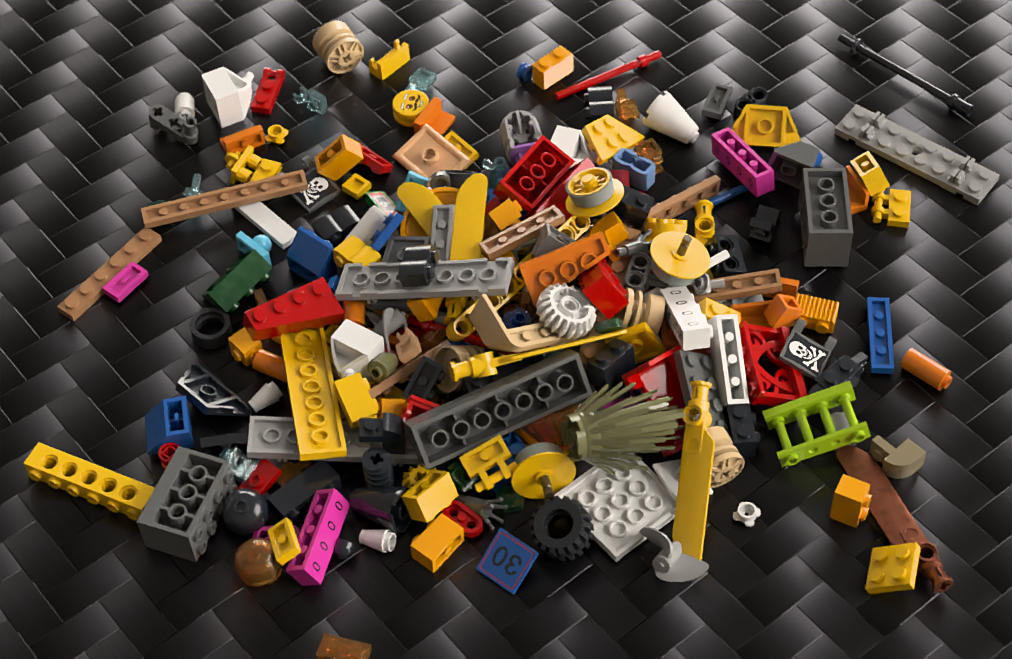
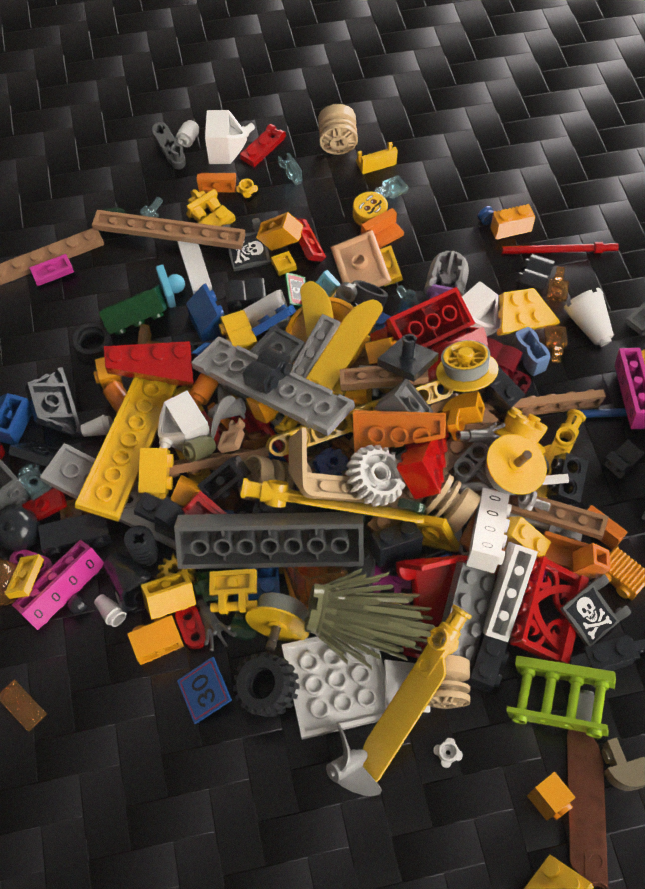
camera: 25 degrees right, 10 degrees up
(537, 206) = (407, 358): none -> black tile

